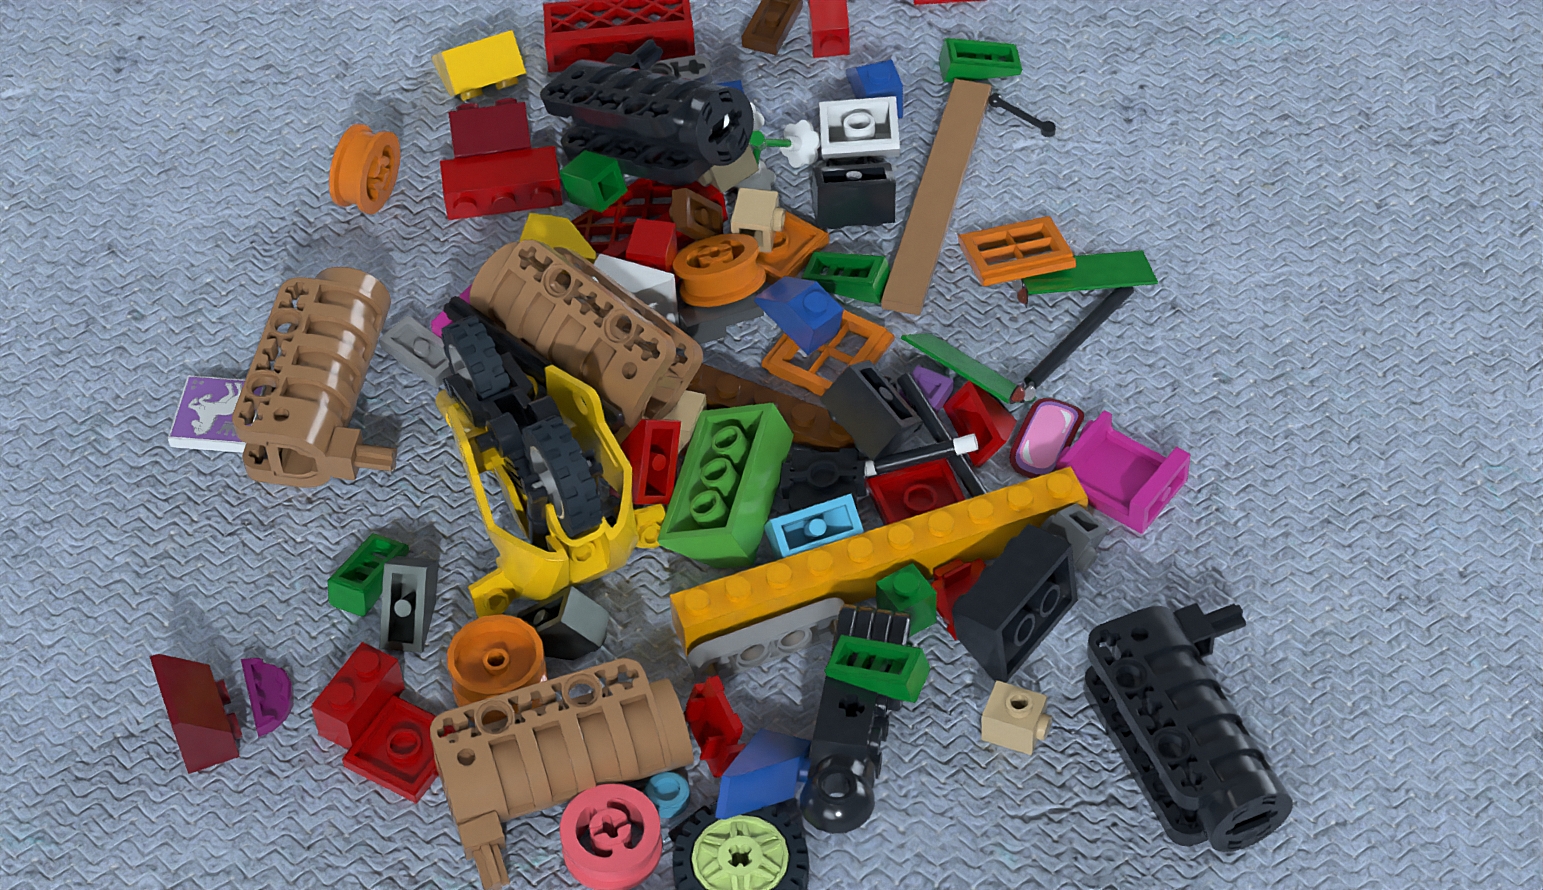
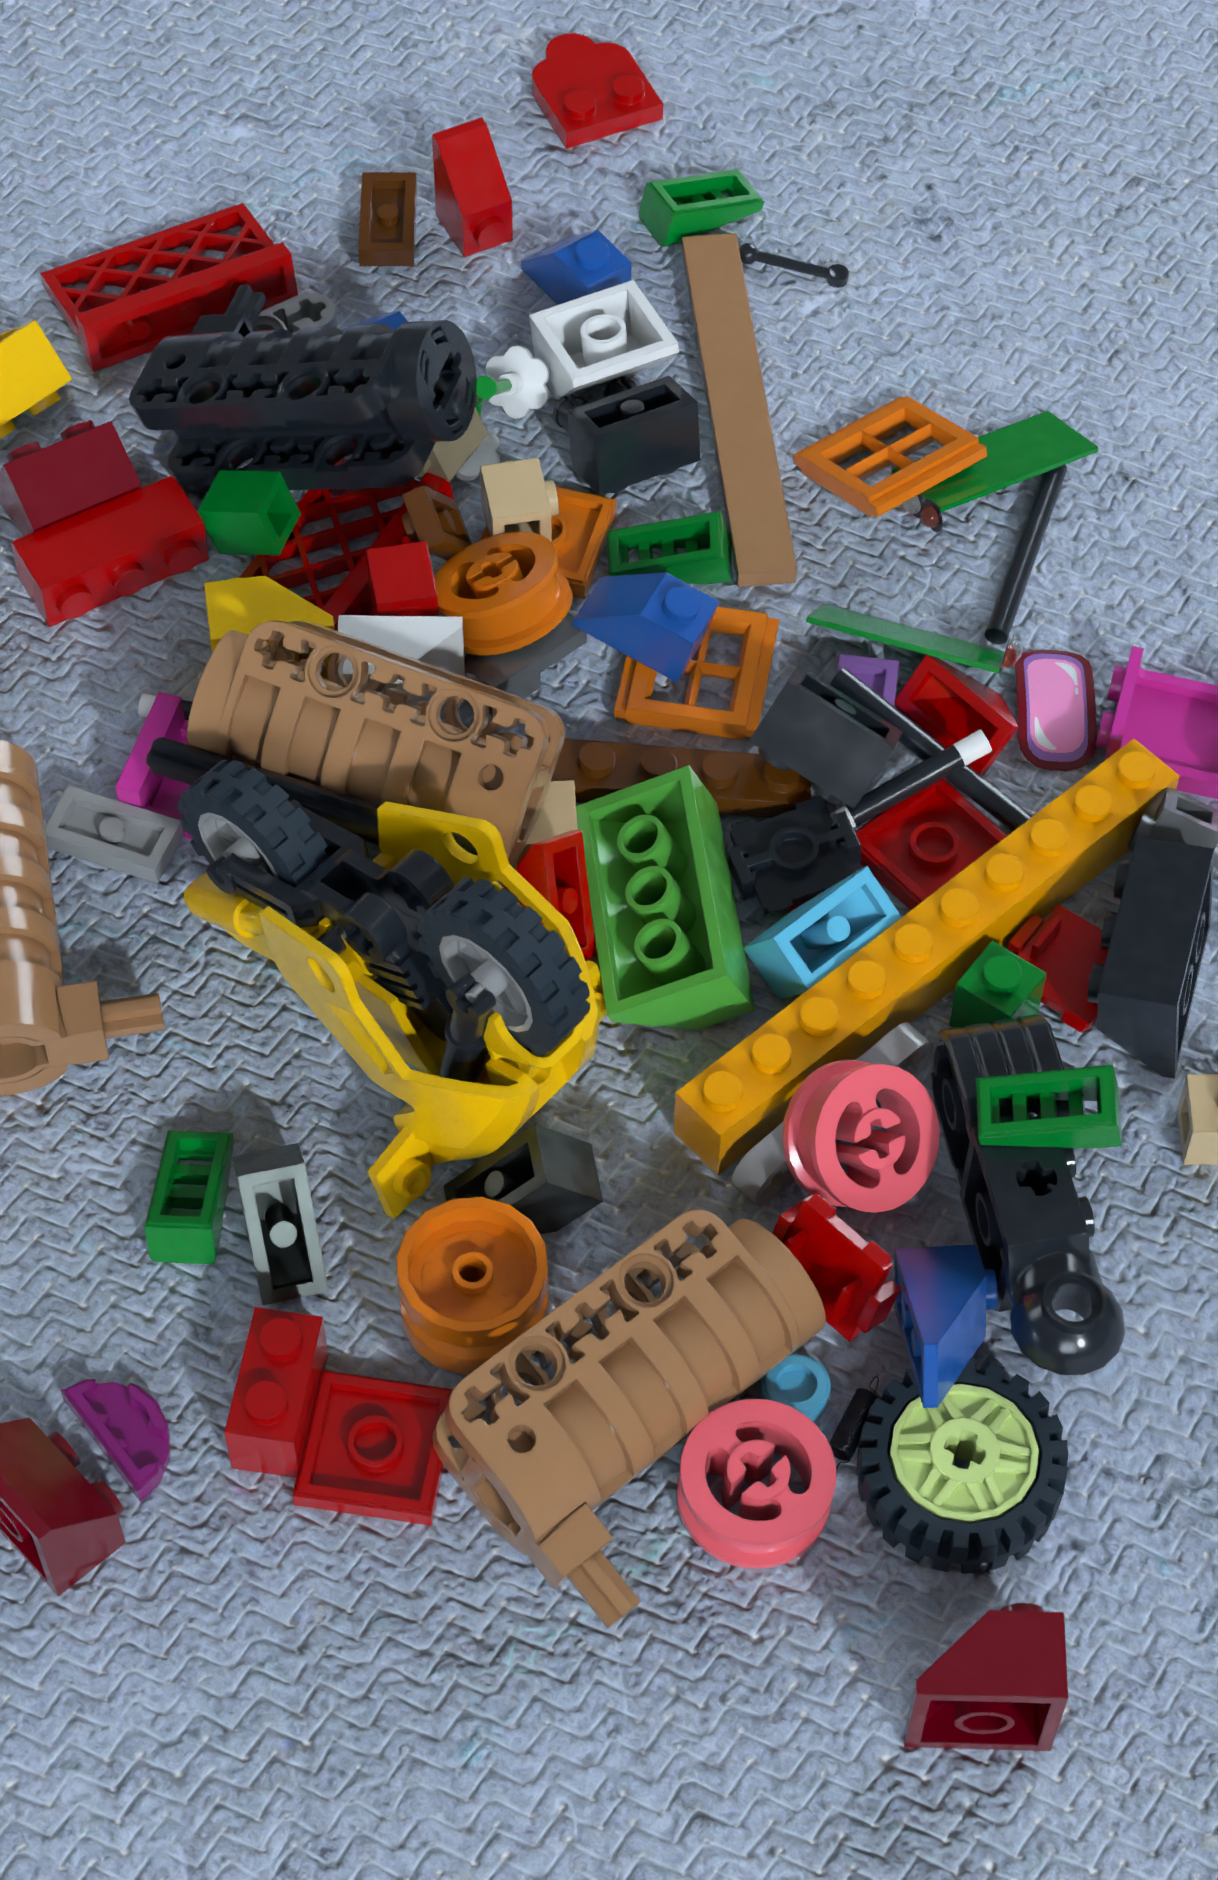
camera: 25 degrees left, 5 degrees up
(771, 688) = (842, 1105): none -> coral wheel

